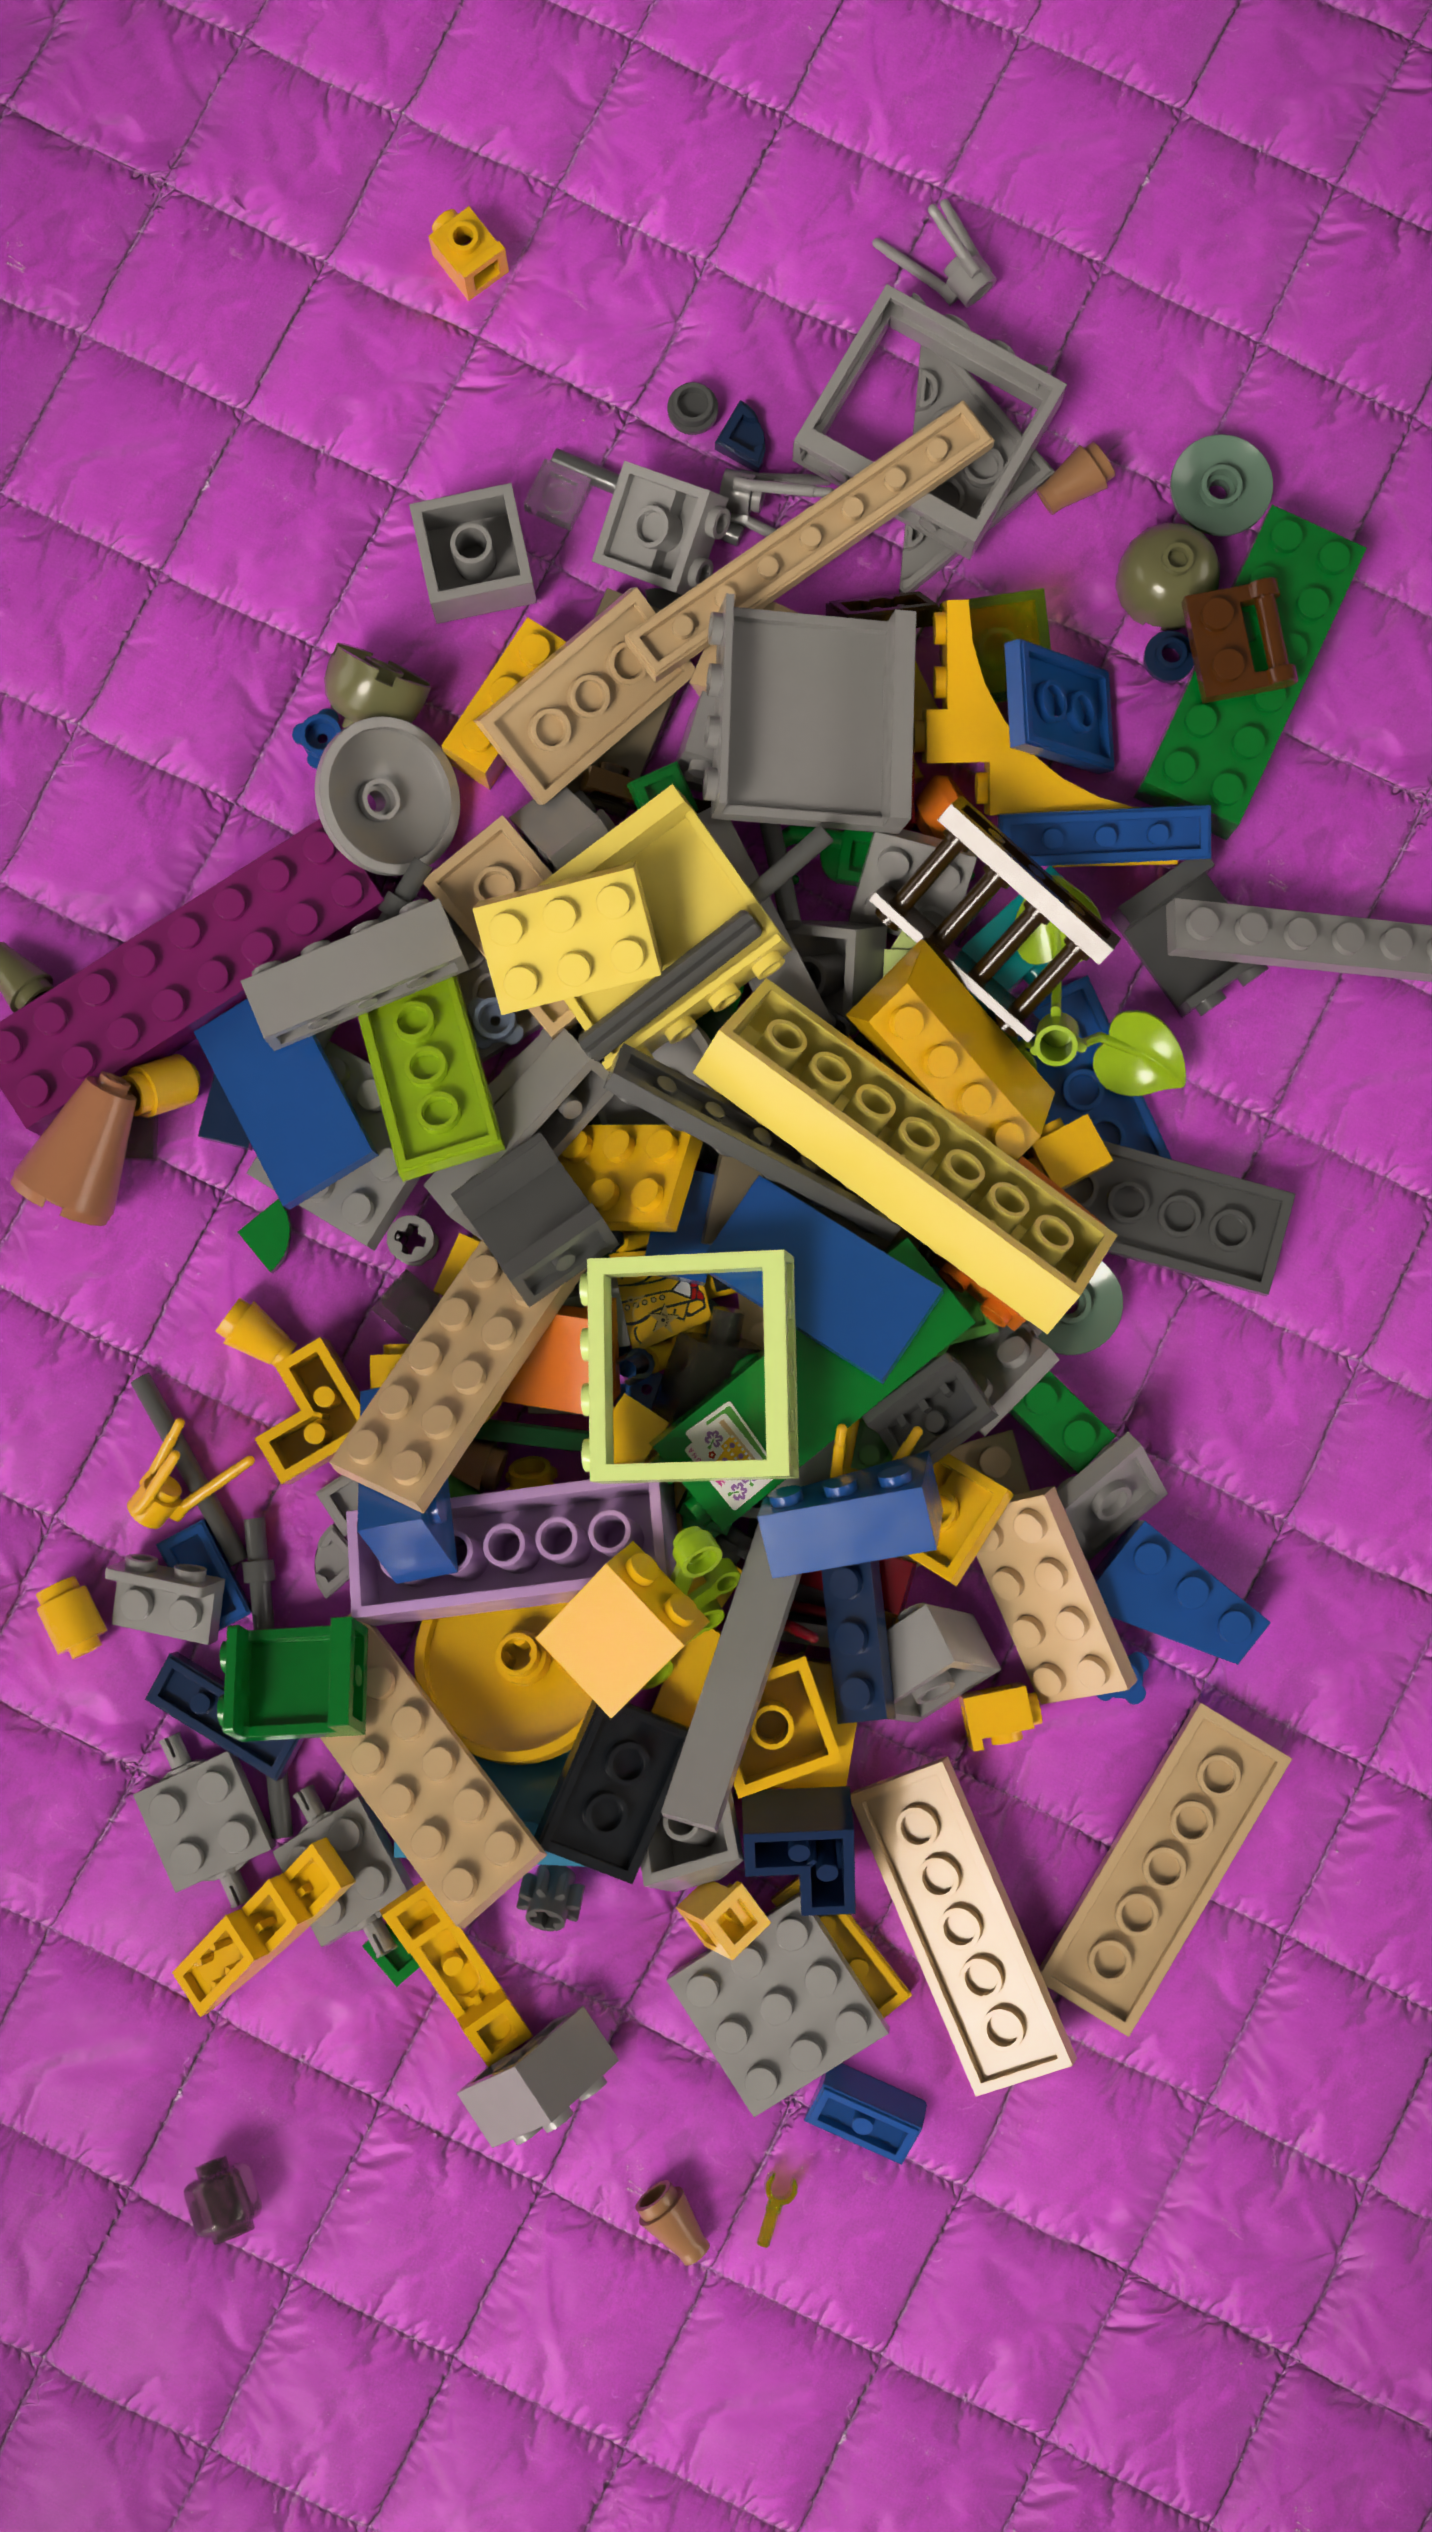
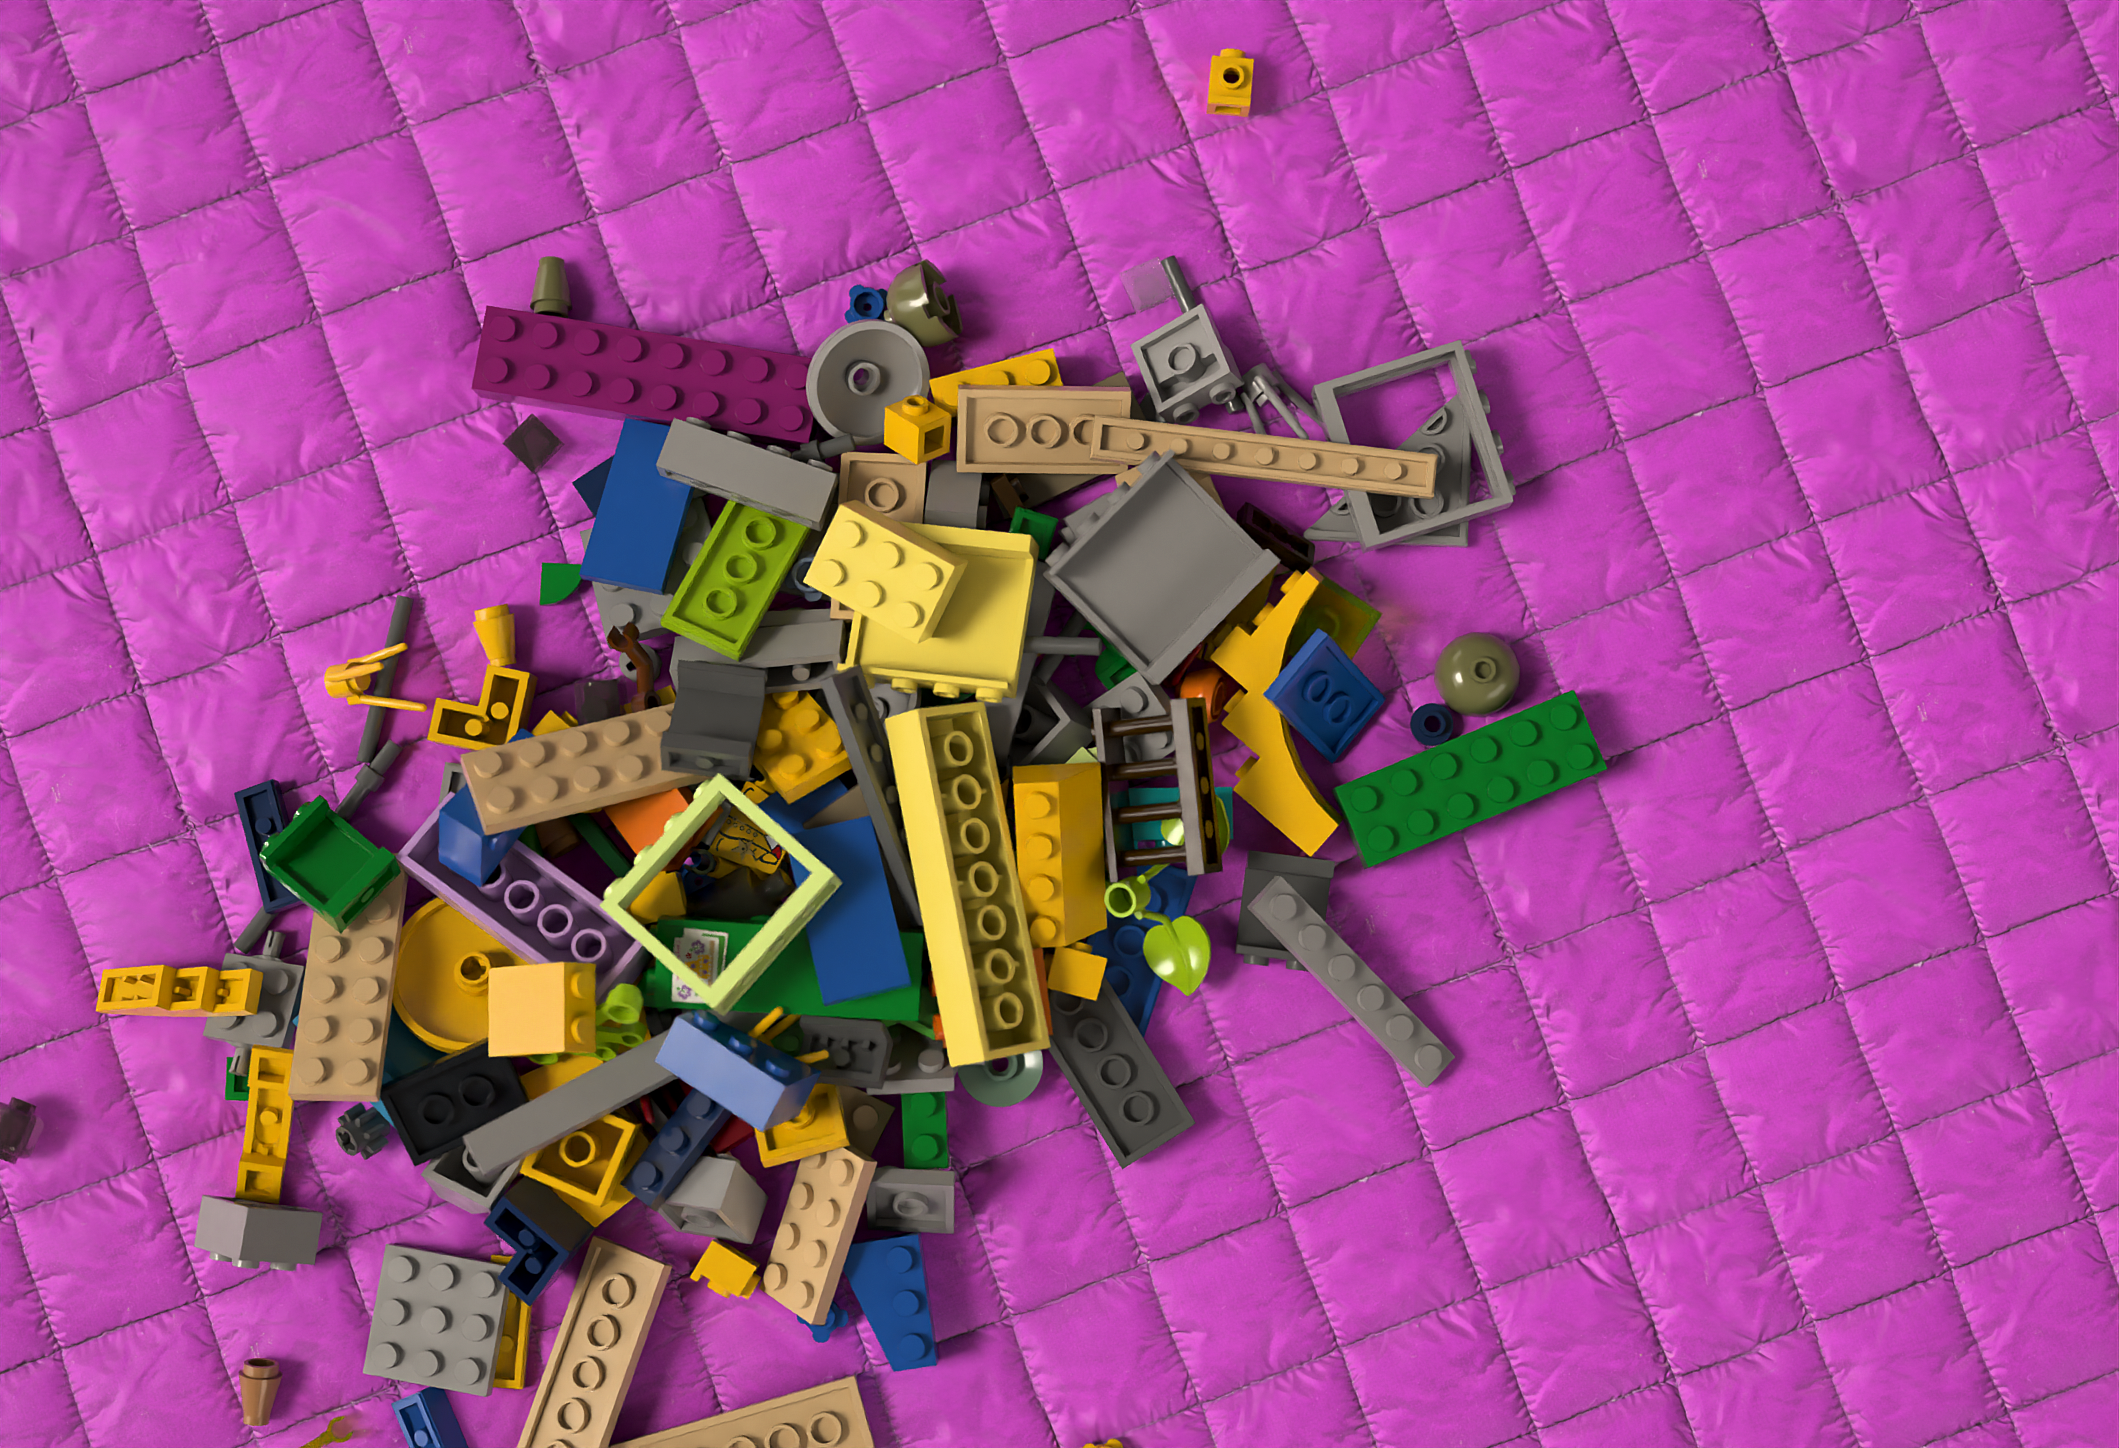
camera: 50 degrees right, 0 degrees up
(70, 1617) = (234, 704): yellow brick -> none
(81, 1152) = (489, 433): nougat cone -> none
(163, 1085) = (574, 433): yellow brick -> none
(165, 1599) = (299, 745): light grey bracket -> none
(199, 1547) = (334, 753): blue tile -> none
(204, 1820) = (203, 897): light grey plate -> none
(331, 1561) = (417, 811): light grey tile -> none
(448, 1261) = (627, 643): none -> reddish brown arm
(472, 797) = (917, 429): none -> yellow brick
(473, 553) = (1058, 277): light grey brick -> none
(530, 1472) = (581, 869): plate -> none
(670, 985) = (922, 654): dark grey axle -> none
(692, 408) = (1280, 305): dark grey plate -> none
(723, 1917) = (452, 1237): yellow brick -> none
(743, 438) = (1295, 351): dark blue tile -> none
(967, 273) = (1525, 375): light grey plant -> none
(1076, 478) = (1475, 562): medium nougat cone -> none
(1111, 834) = (1280, 800): blue tile -> none
(1222, 645) = (1458, 746): reddish brown plate -> none
(1223, 463) = (1576, 632): sand green dish -> none

